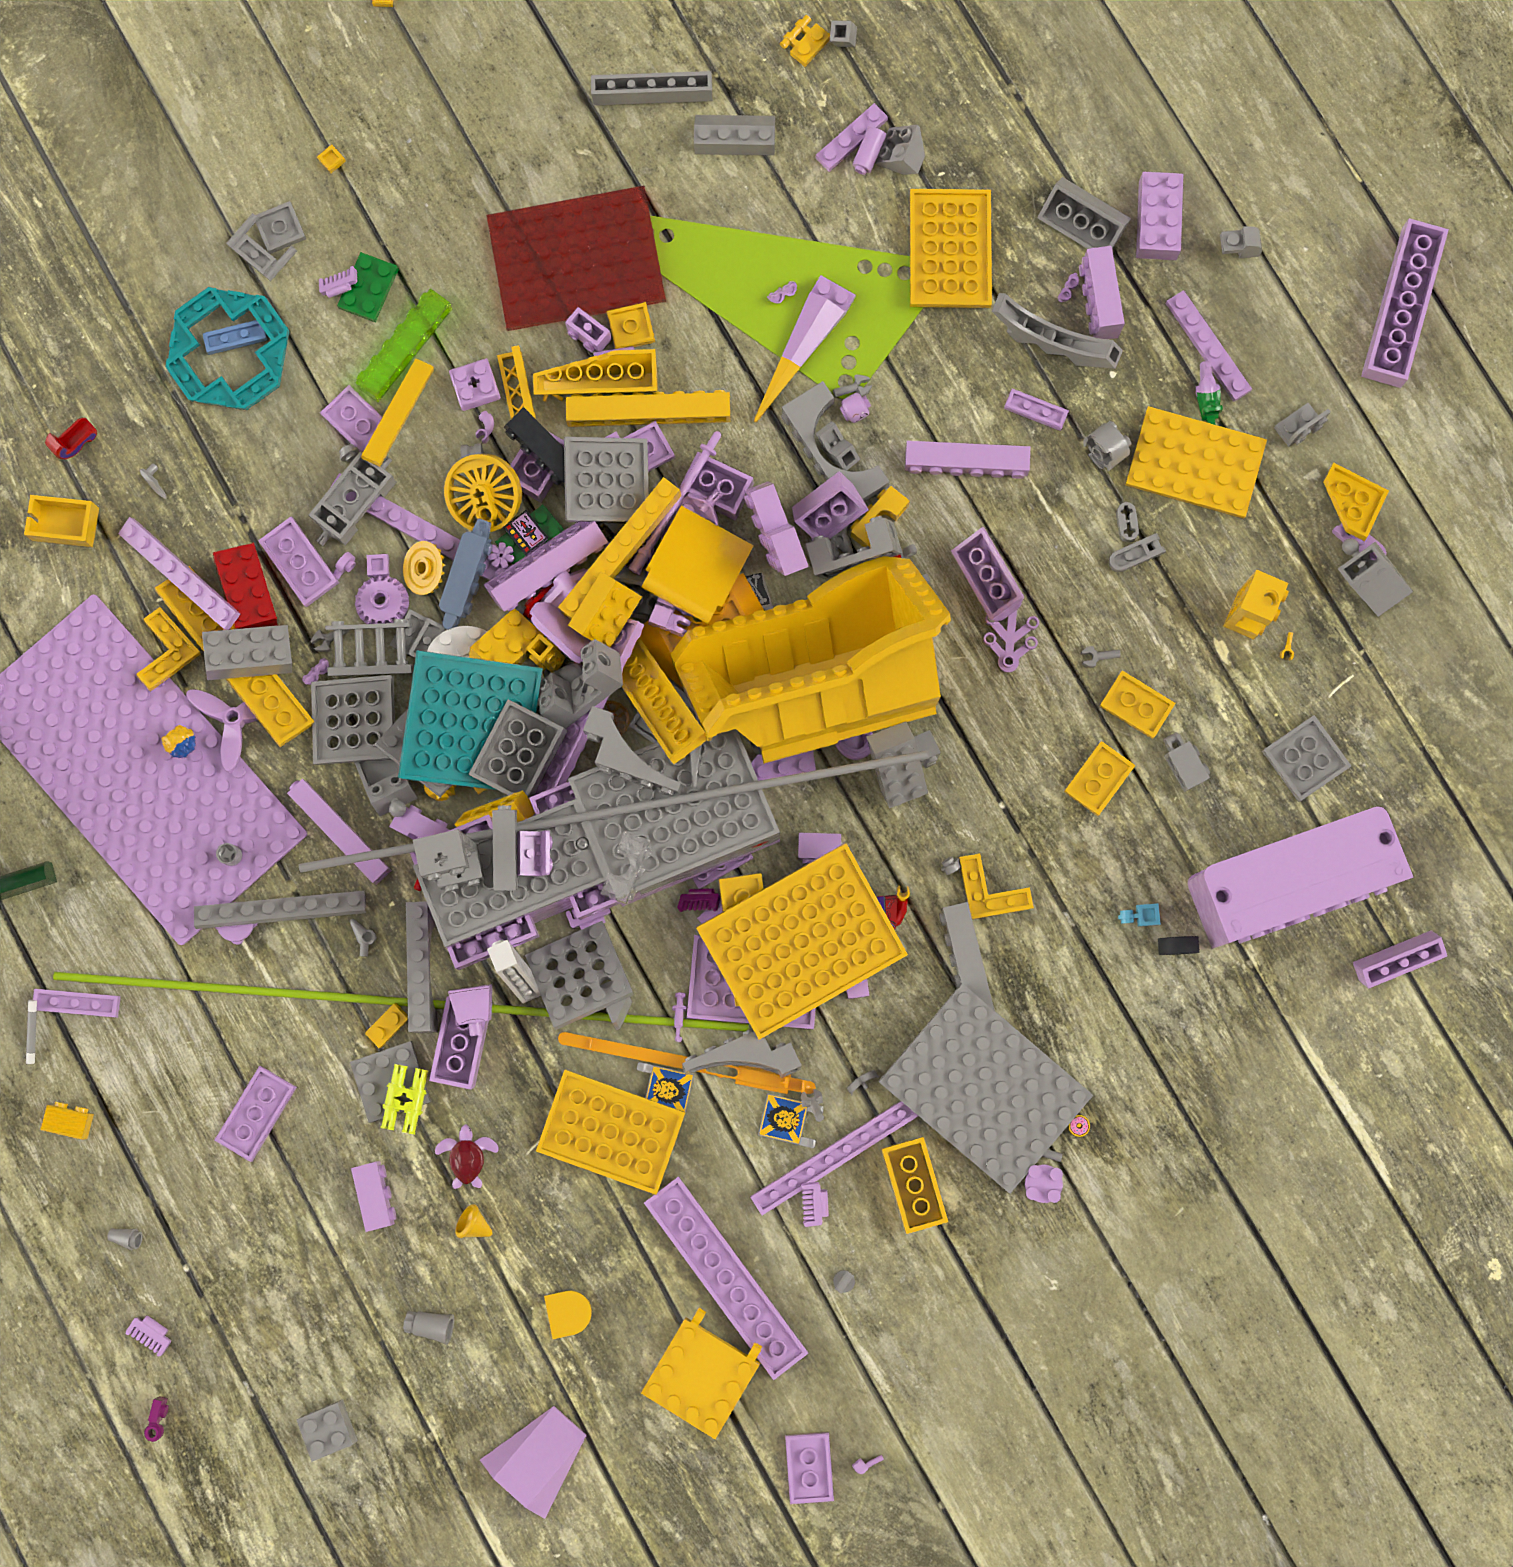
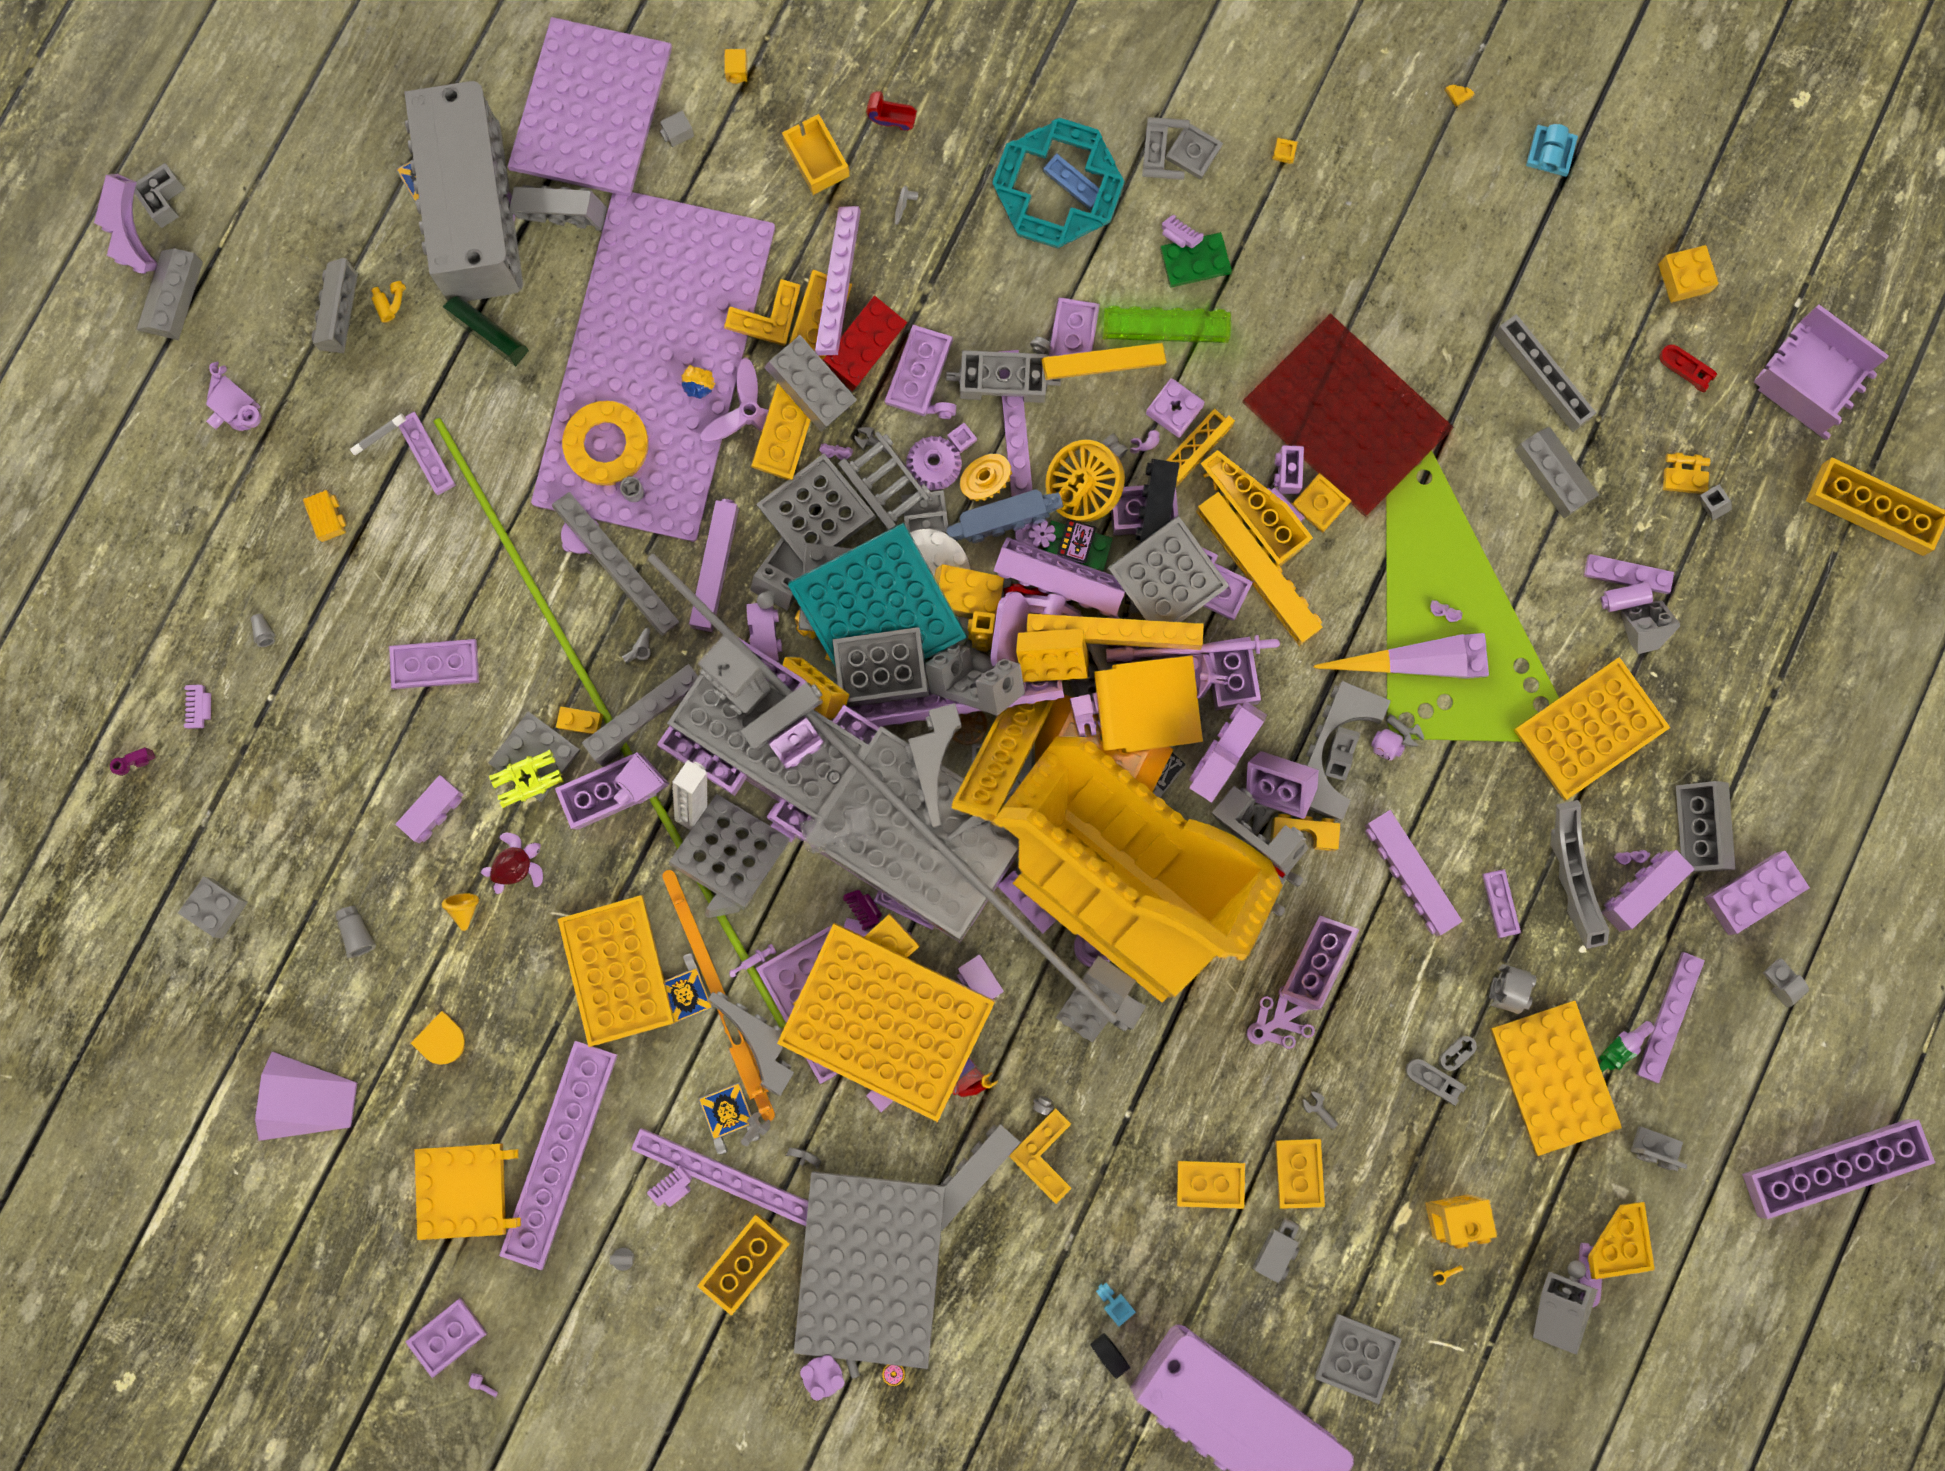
camera: 50 degrees right, 0 degrees up
(201, 863) = (613, 471): none -> yellow plate

